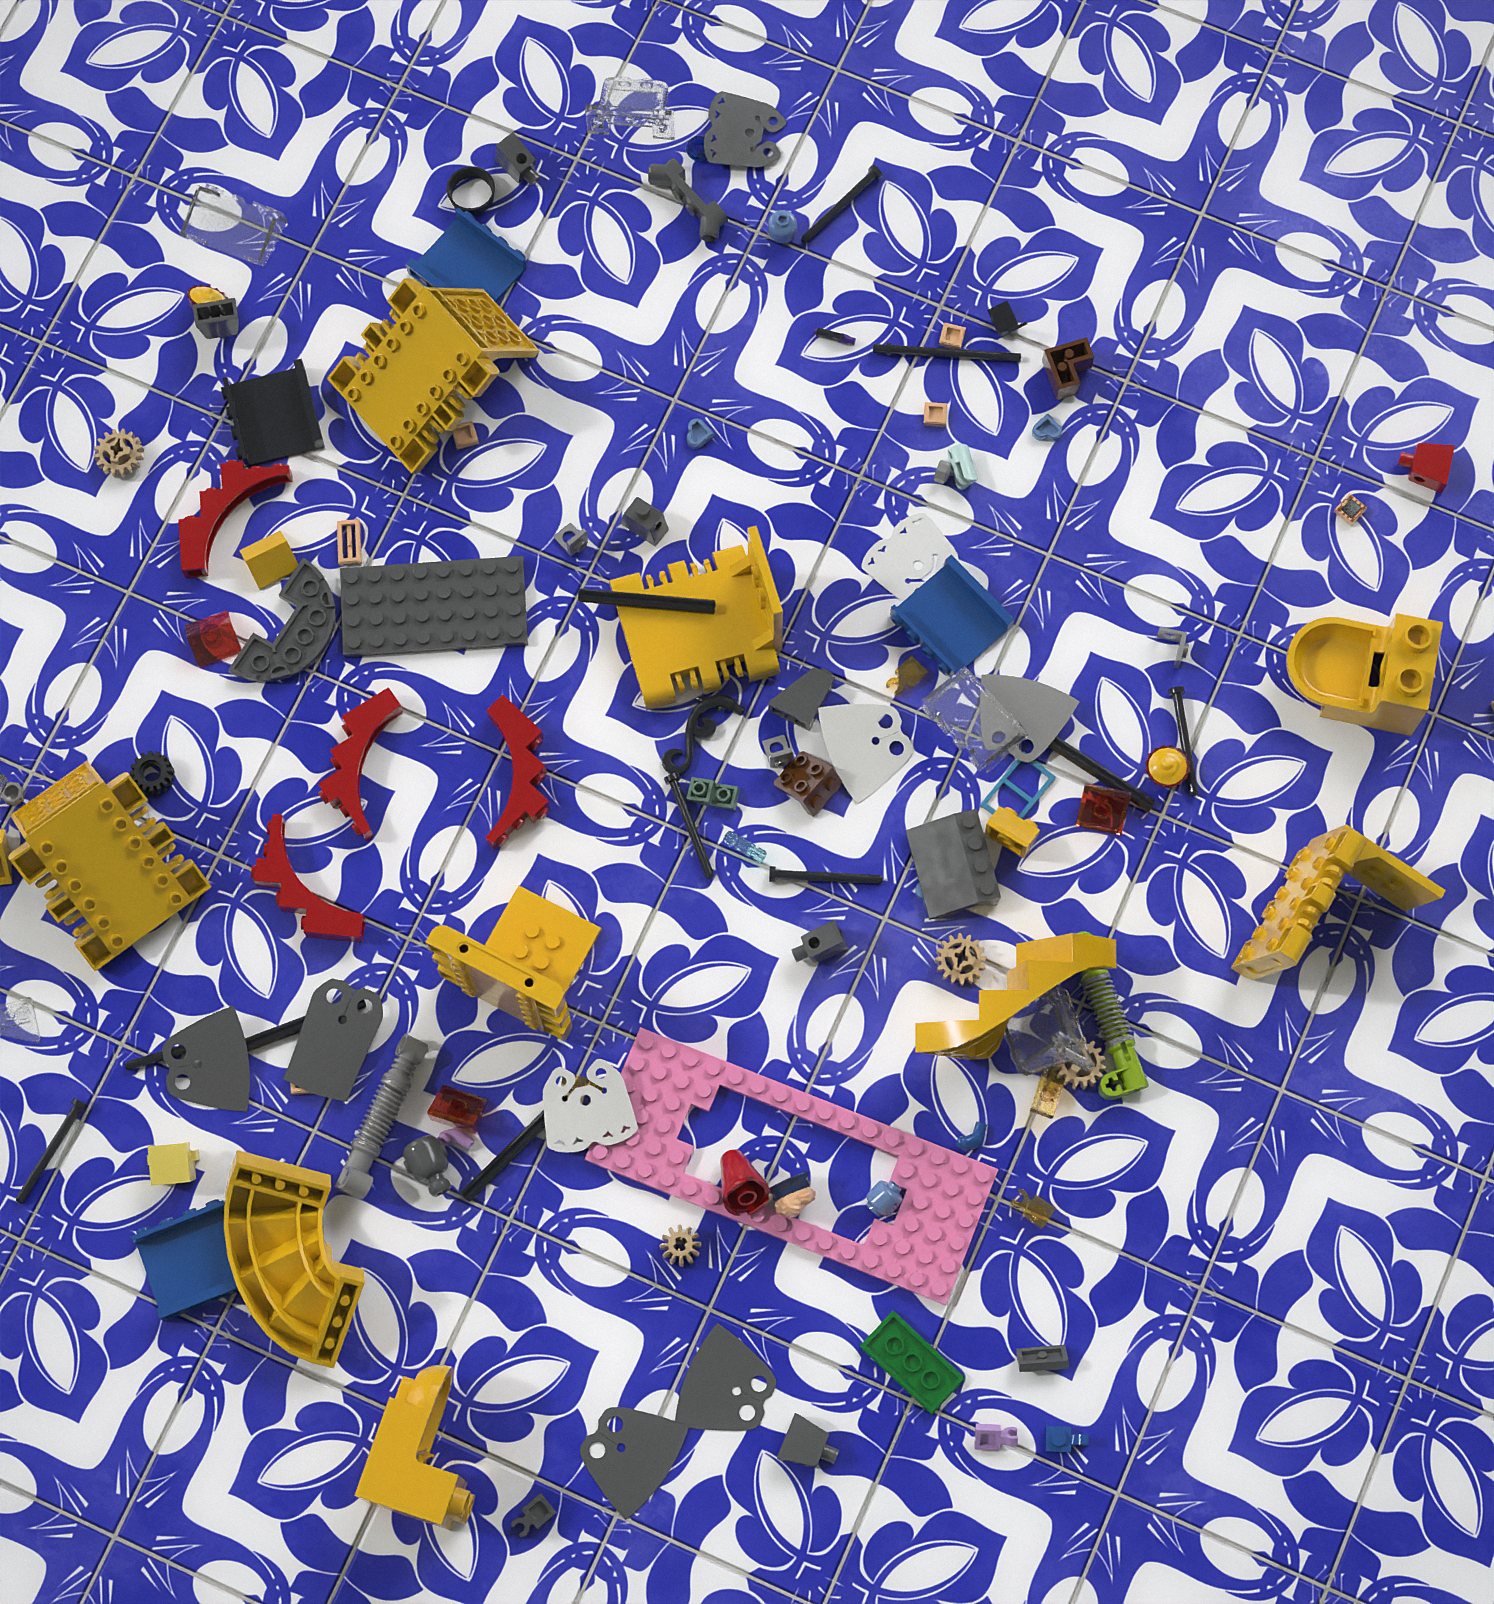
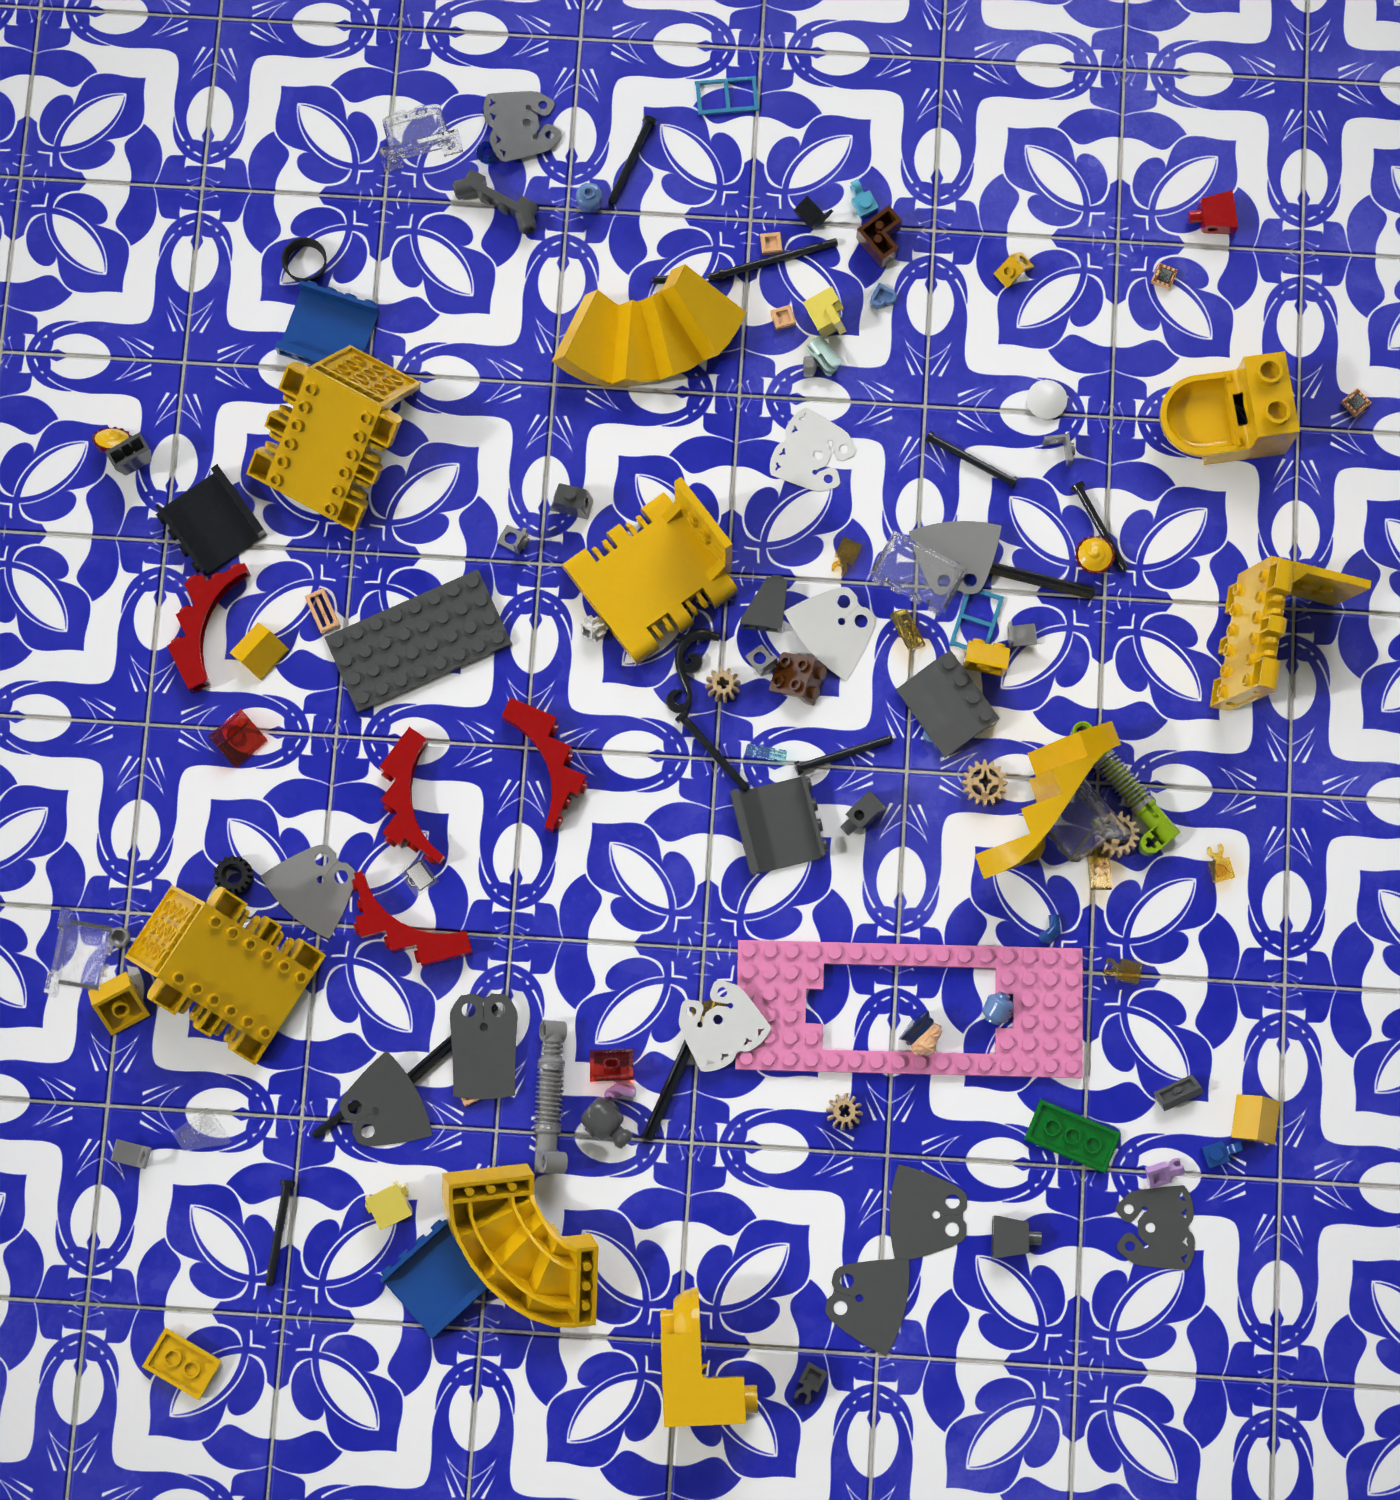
camera: 20 degrees left, 5 degrees up
(122, 461) = (85, 594): tan gear -> none
(212, 816) = (299, 893): none -> light grey piece
(233, 225) = (108, 365): clear windscreen -> none
(302, 636) = (315, 709): dark grey plate -> none
(338, 843) = (418, 876): none -> clear sticker
(465, 435) = (386, 481): light nougat tile -> none
(516, 160) = (328, 218): dark grey torso -> none
(523, 963) = (619, 920): yellow bracket -> none
(616, 656) = (593, 628): none -> white gear
(646, 601) = (602, 571): black axle -> none
(698, 434) = (586, 407): medium blue tile -> none
(713, 794) = (721, 717): sand green slope -> none
(728, 925) = (779, 825): none -> dark grey panel
(735, 764) = (729, 680): none -> tan gear
(742, 1184) = (877, 1042): red cone -> none
(787, 384) = (650, 336): none -> yellow piece
(941, 773) = (907, 629): none -> clear yellow plate
(952, 618) = (865, 491): blue panel -> none
(961, 189) = (727, 110): none -> dark azure window
(978, 421) = (824, 310): none -> light yellow plate
(980, 1499) = (1170, 1230): none -> dark grey piece
(1058, 822) = (1021, 635): none -> light grey bracket
(1063, 327) = (863, 201): none -> medium azure plate
(1076, 625) = (971, 459): none -> black bar
(1102, 809) = (1054, 610): clear red slope -> none
(1116, 1418) = (1255, 1119): none -> yellow slope
(1177, 1139) = (1220, 867): none -> clear yellow plate
(1178, 591) = (1046, 399): none -> white dish
(1193, 446) = (1012, 268): none -> yellow bracket

